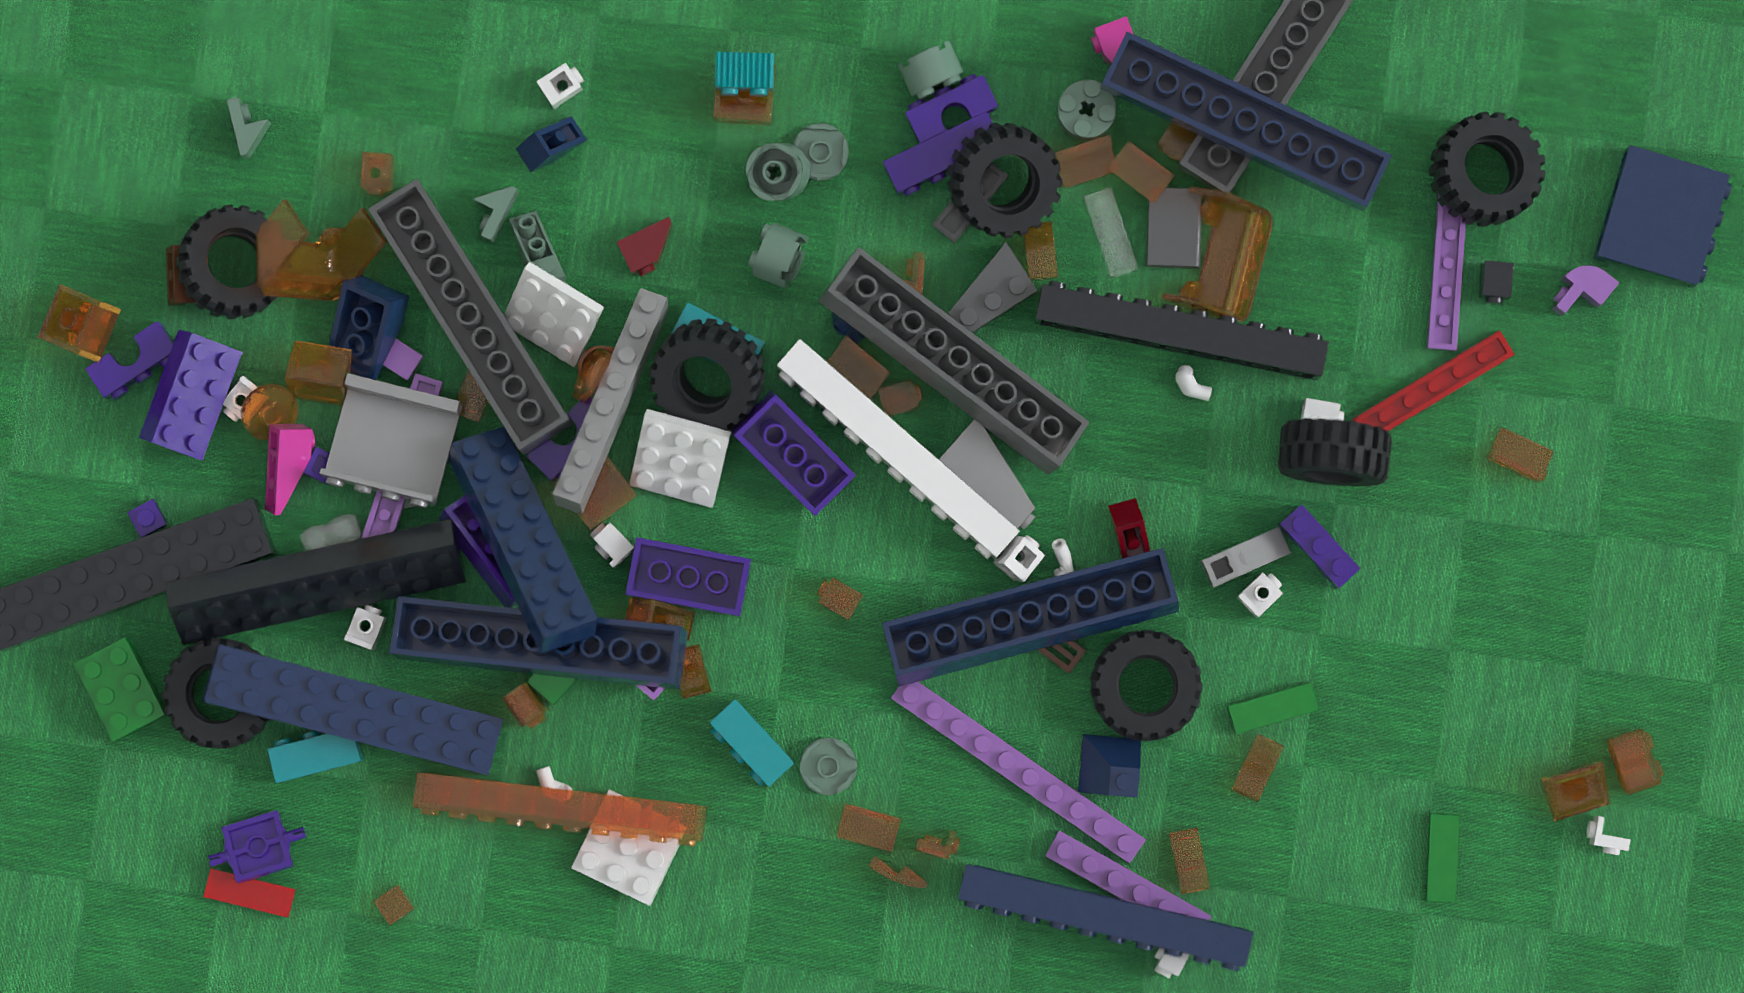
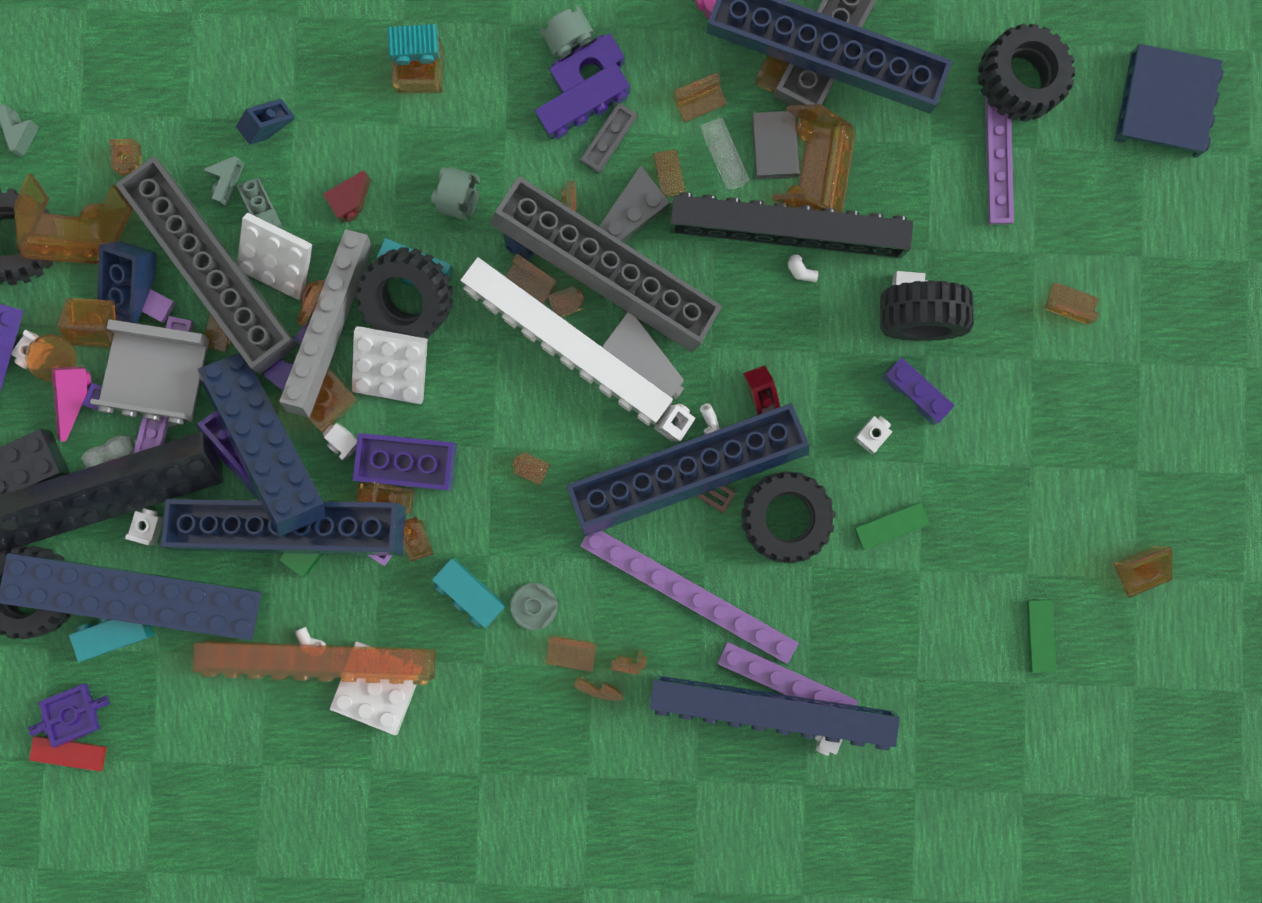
camera: 10 degrees left, 0 degrees up
(394, 904) = (187, 752): clear orange tile -> none
(526, 706) = (279, 580): clear orange brick -> none
(550, 83) = (262, 69): white brick -> none
(763, 178) = (436, 125): sand green brick -> none
(793, 453) = (481, 352): dark purple brick -> none
(824, 149) = (484, 110): sand green tile -> none
(1033, 201) = (665, 114): black tyre -> none
(1081, 126) = (696, 43): sand green brick -> none
(1110, 766) = (764, 585): dark blue slope -> none
(1141, 172) = (745, 100): clear orange panel -> none
(1189, 861) = (835, 657): clear orange slope -> none
(1245, 557) = (857, 405): light grey slope -> none
(1257, 767) = (884, 575): clear orange slope -> none
(1438, 383) = (1005, 248): red tile -> none
(1496, 281) = (1039, 164): black brick -> none
(1588, 282) = (1115, 159): medium lavender brick -> none
(1610, 843) = (1165, 605): white bracket -> none
(1634, 761) = (1190, 543): clear orange brick -> none

